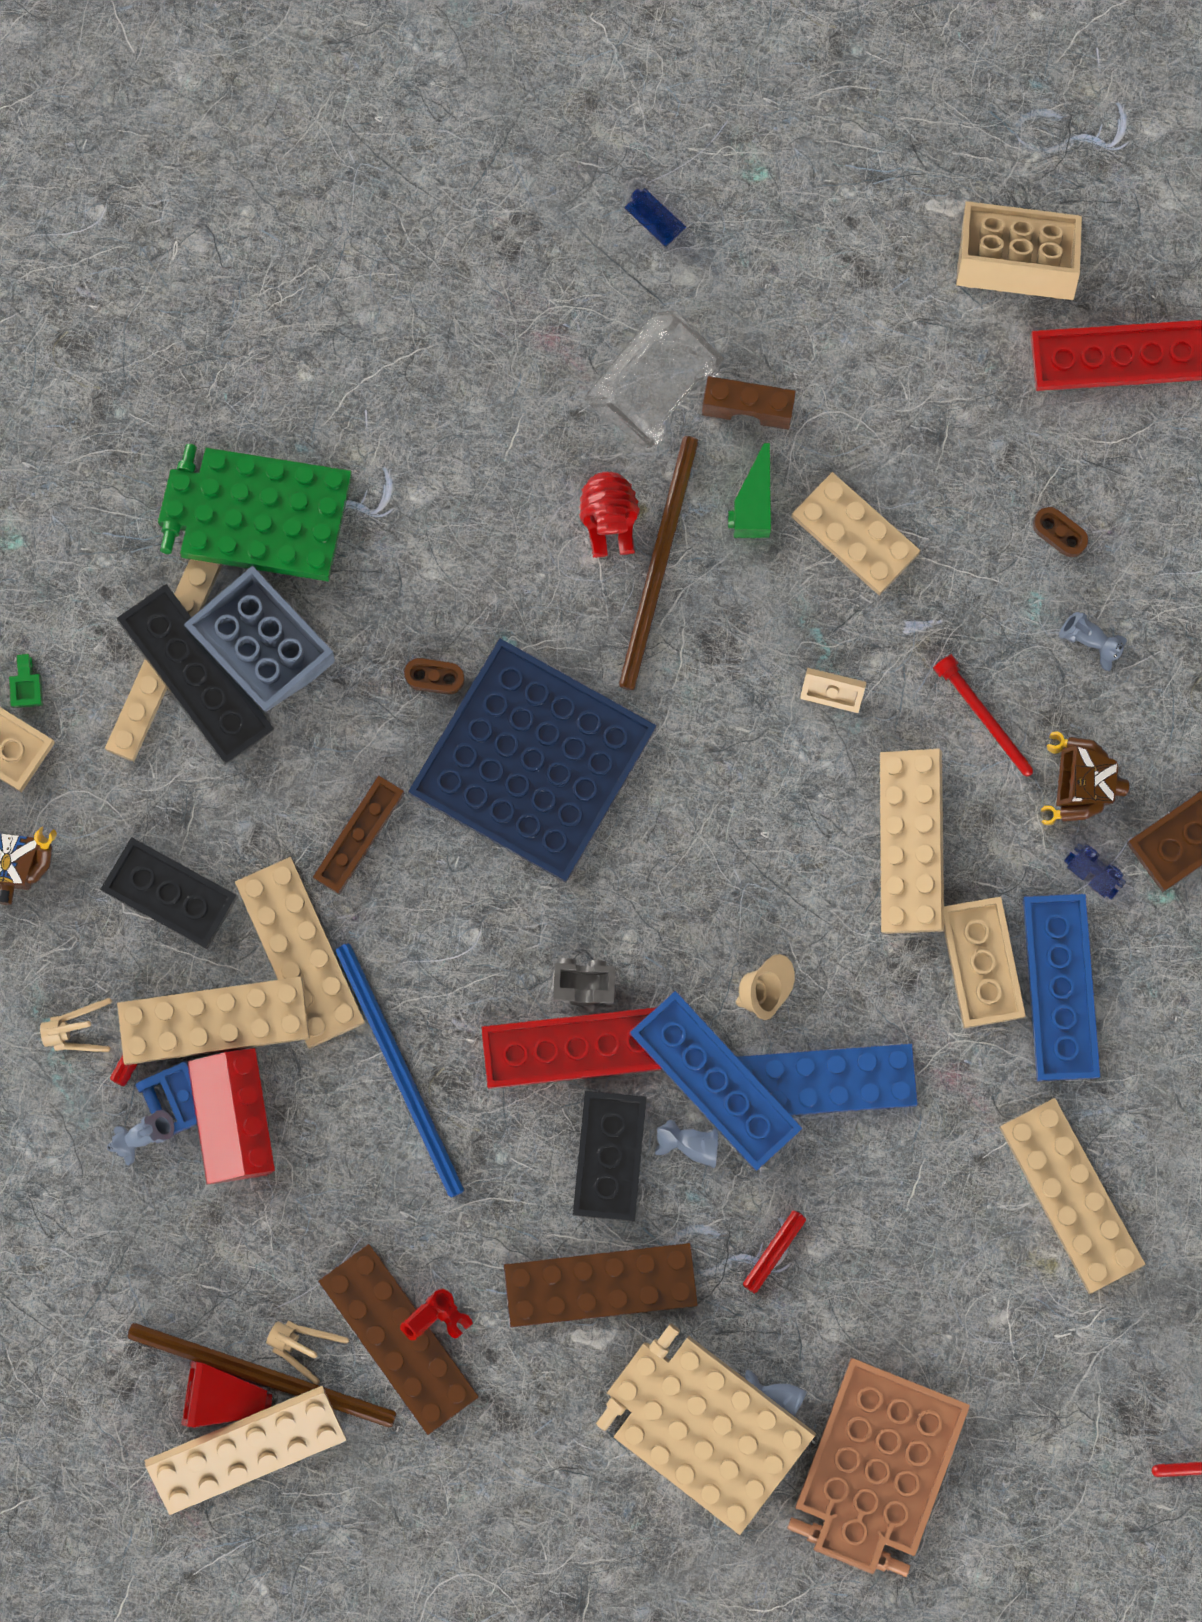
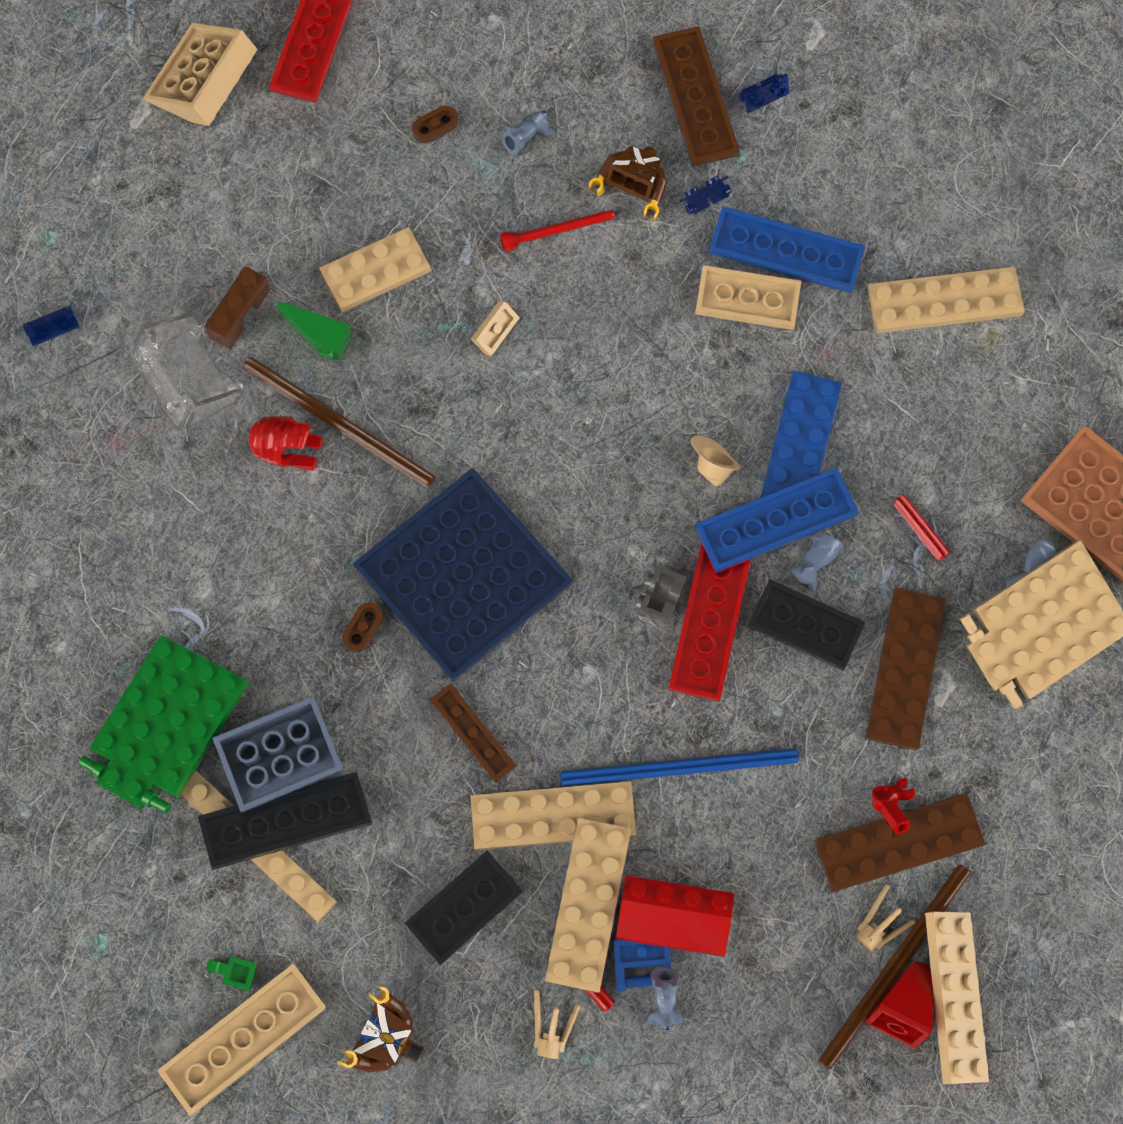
camera: 75 degrees left, 5 degrees down
(911, 841) = (636, 313): tan plate -> none

